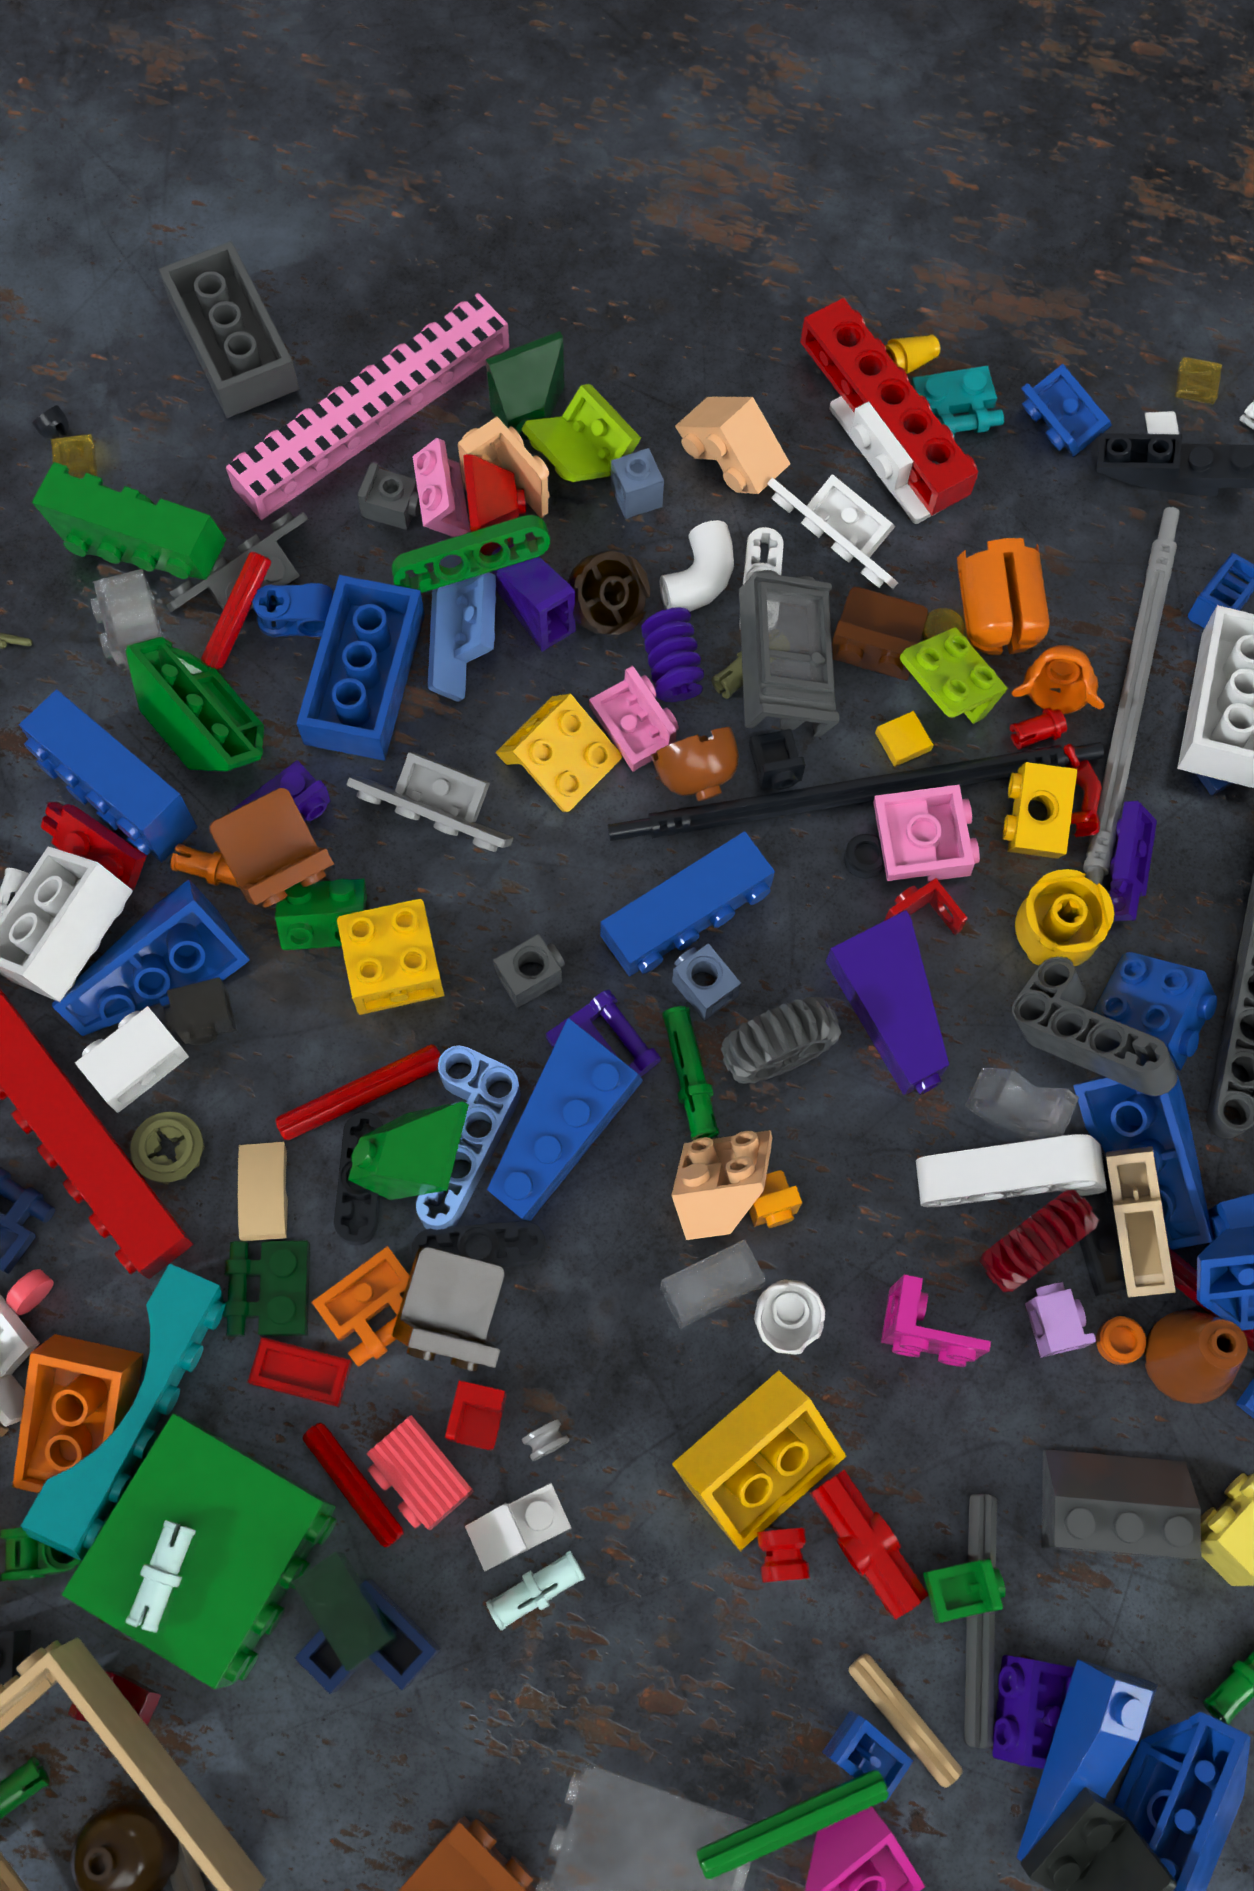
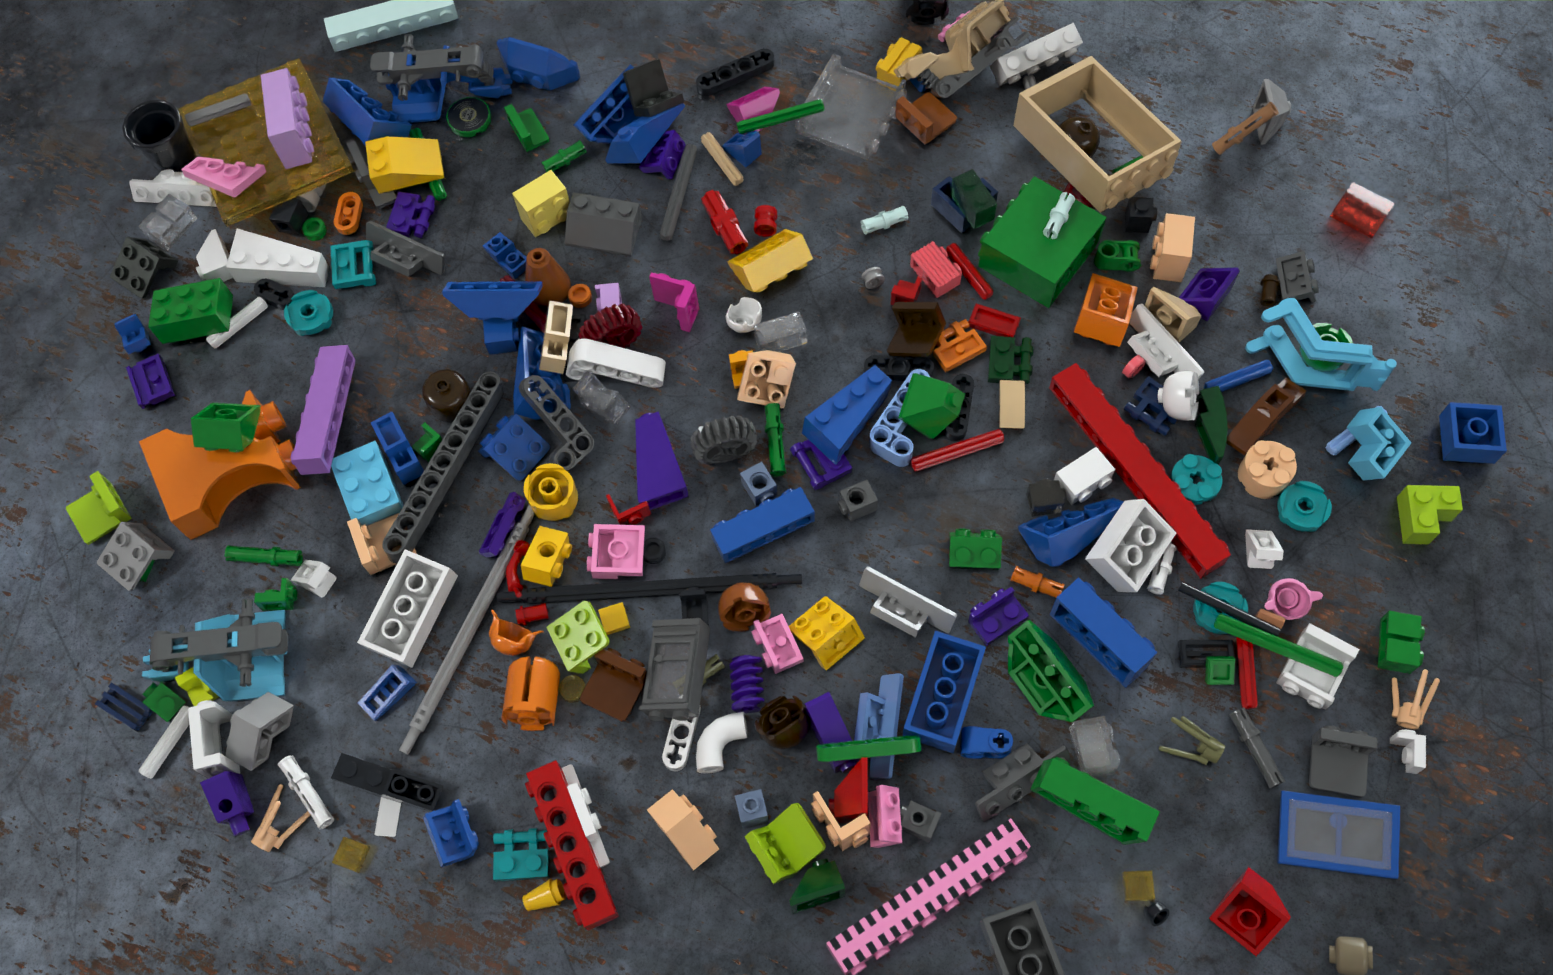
camera: 165 degrees left, 5 degrees down
(76, 1501) = (1101, 260): teal arch -> none
(86, 837) = (1117, 599): red hinge -> none
(147, 1144) = (1066, 422): olive gear -> none
(236, 610) = (1023, 740): red axle -> none
(269, 848) = (1002, 570): dark orange bracket -> none
(389, 956) = (936, 511): yellow bracket -> none
(517, 1527) = (890, 247): white slope -> none
(847, 520) = (620, 764): white bracket -> none
(965, 1590) = (684, 195): green bracket -> none

